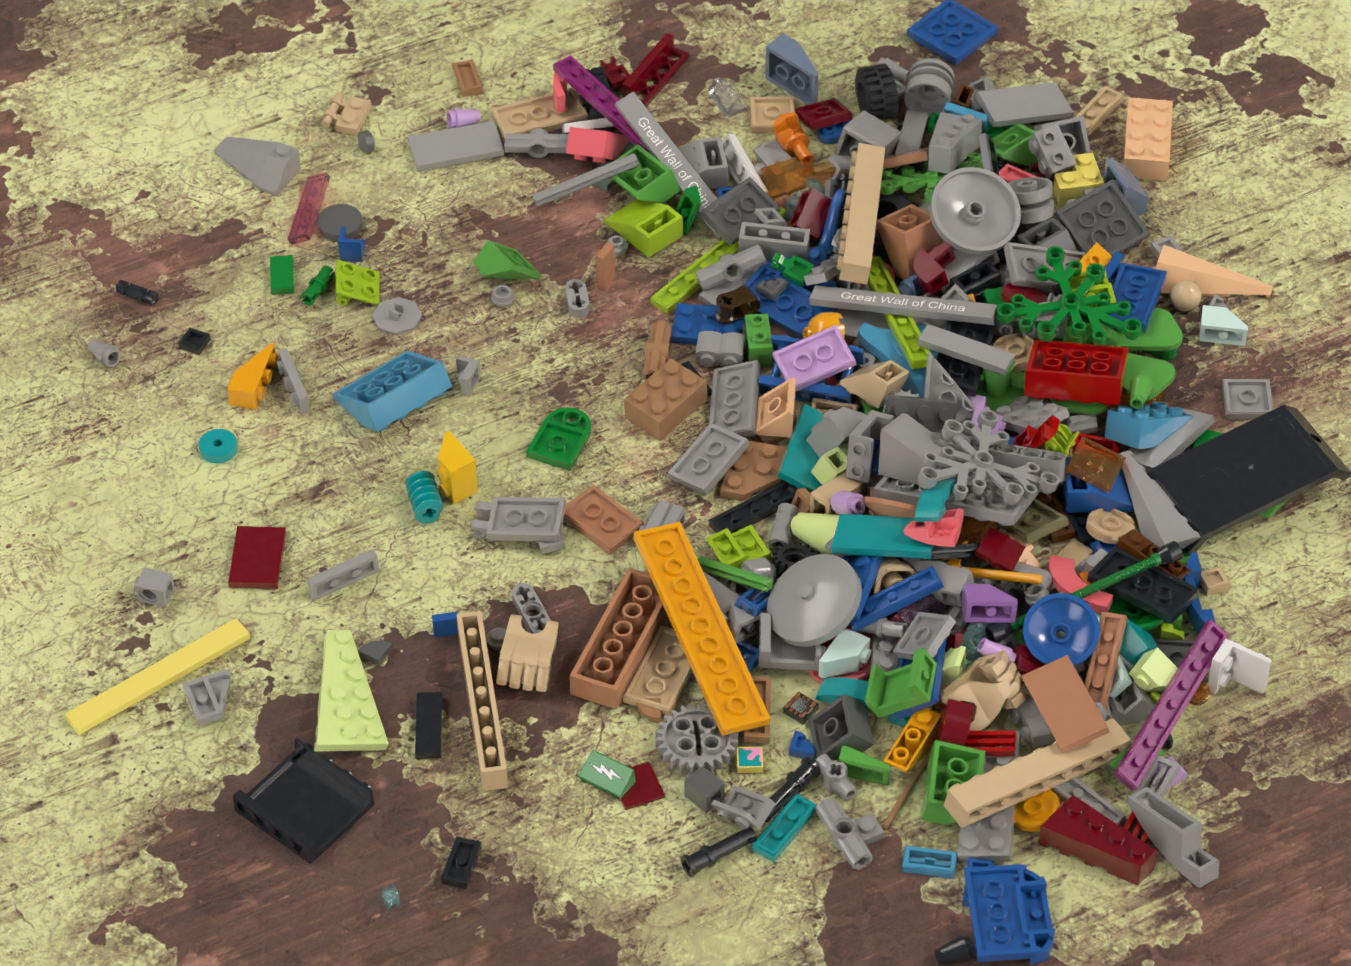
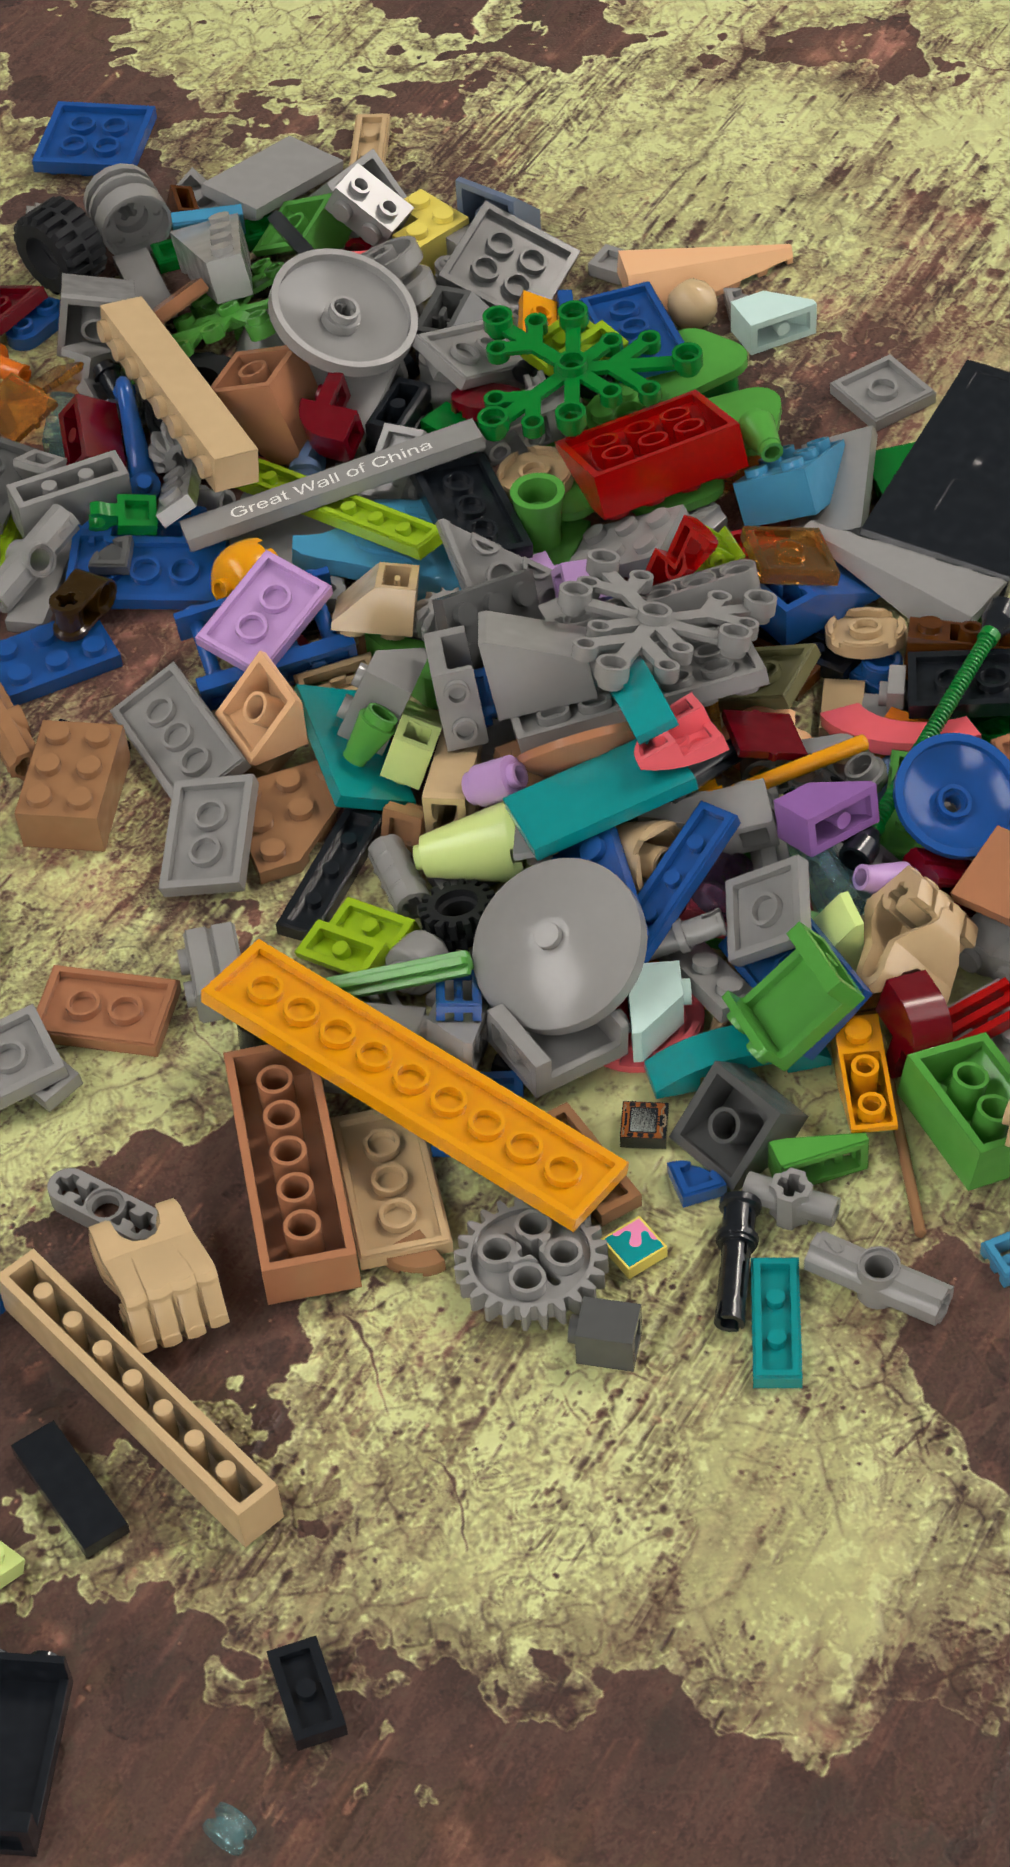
camera: 30 degrees left, 0 degrees up
(495, 638) = (85, 1279): light grey plate -> none
(607, 774) = (433, 1398): slope -> none
(645, 789) = (490, 1390): dark red piece -> none
(708, 855) = (701, 1435): black pin -> none
(720, 349) = (98, 678): light grey brick -> none
(744, 808) = (700, 1324): light grey bracket -> none
(758, 339) = (146, 635): bright green brick -> none
(816, 447) = (370, 732): none -> bright green cone
(869, 829) = (909, 1246): light grey plate -> none
(966, 349) = (481, 494): light grey tile -> none
(1148, 138) = (471, 142): light nougat brick -> none

